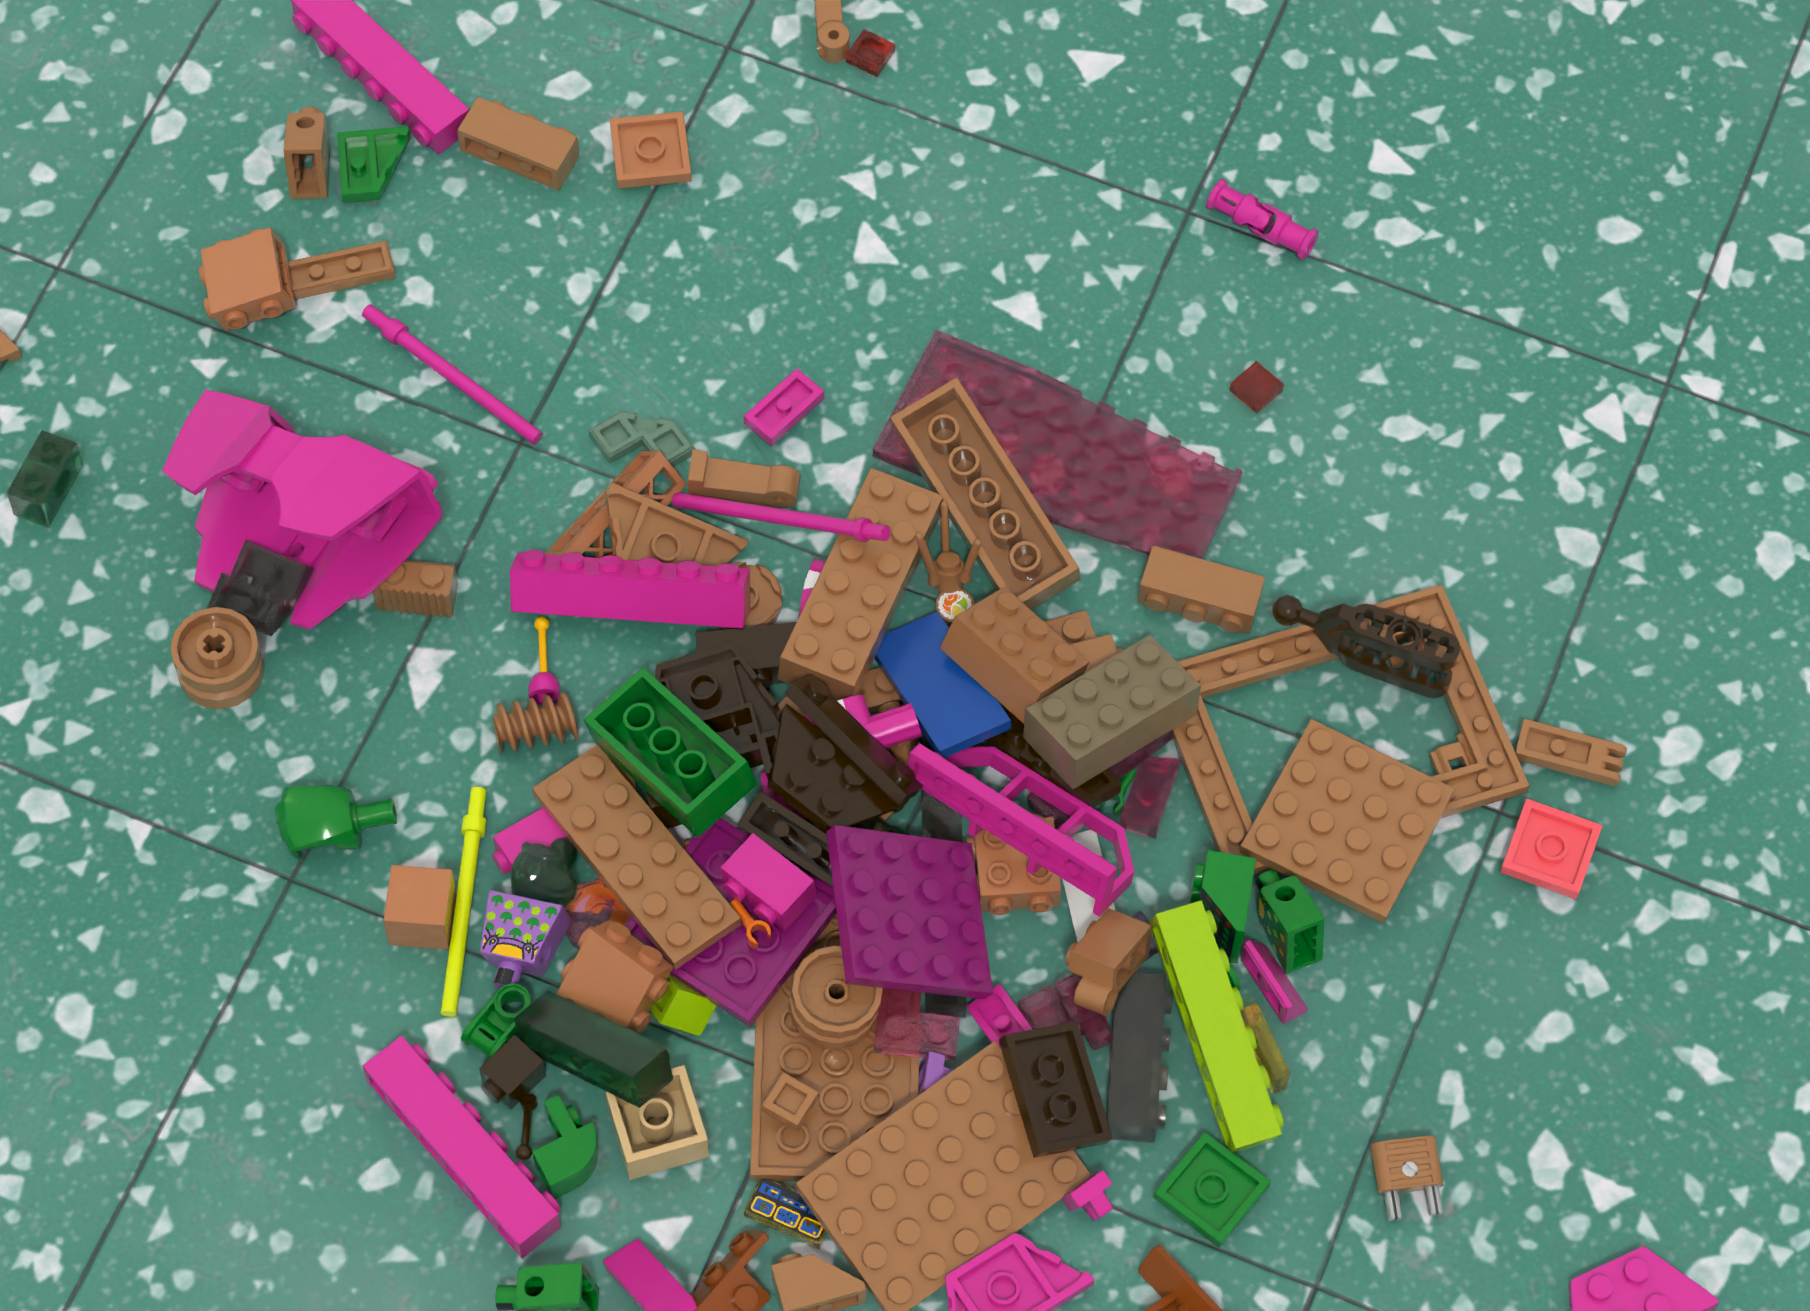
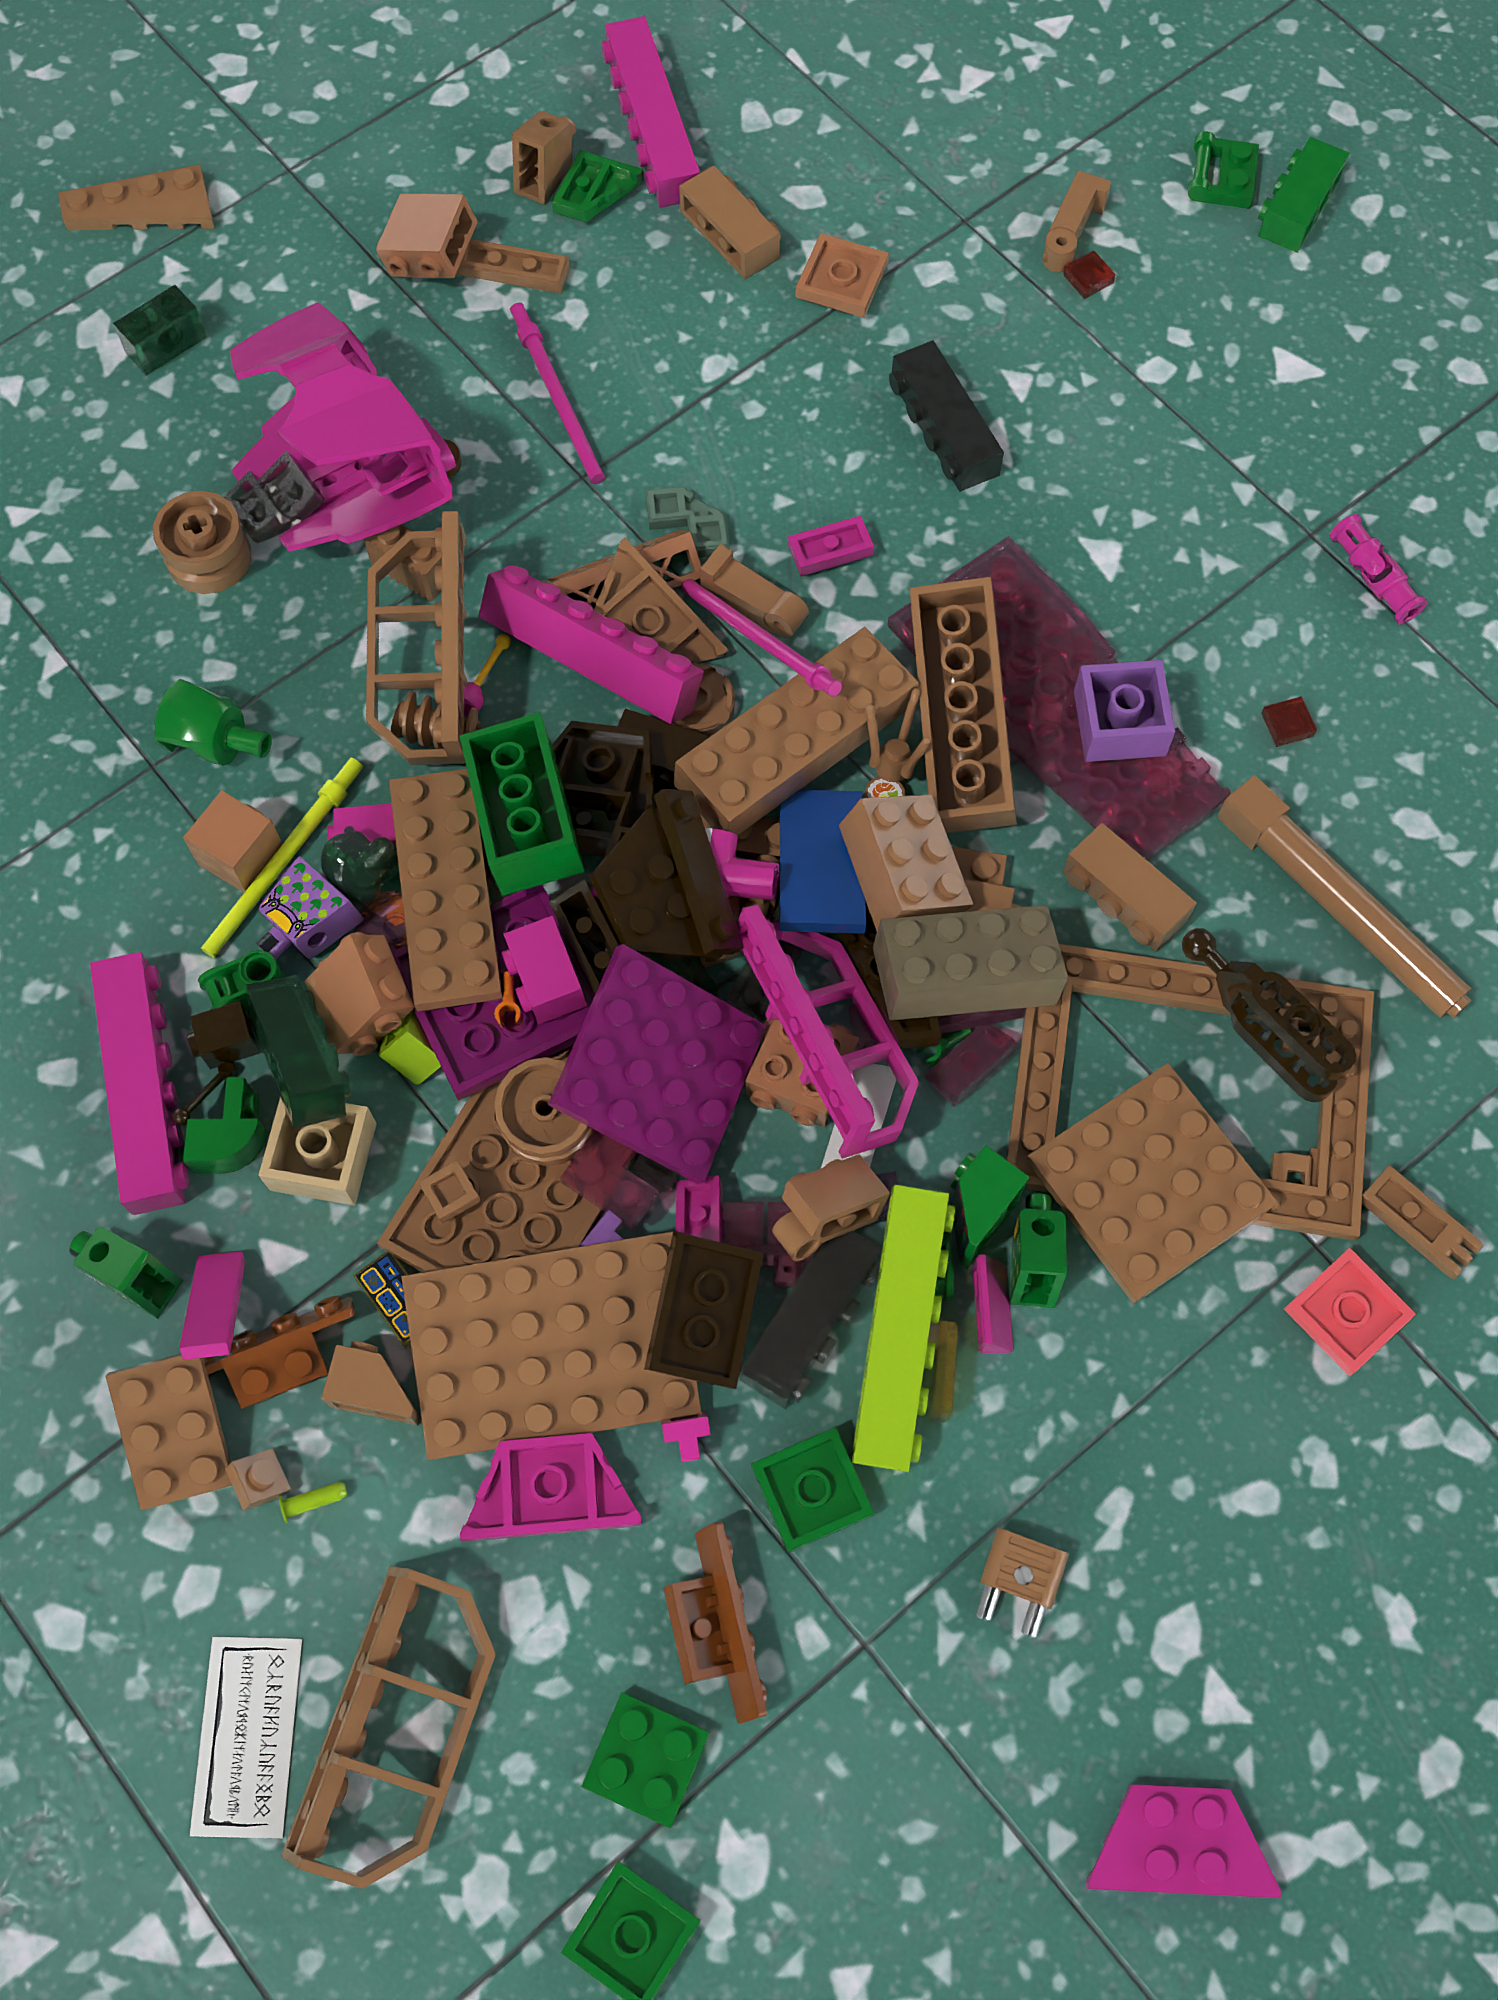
camera: 30 degrees right, 5 degrees up
(522, 652) = (449, 650): none -> medium nougat plate
(819, 243) = (946, 416): none -> pearl dark grey brick
(1122, 442) = (1124, 710): none -> medium lavender brick
(1279, 483) = (1262, 821): none -> medium nougat brick

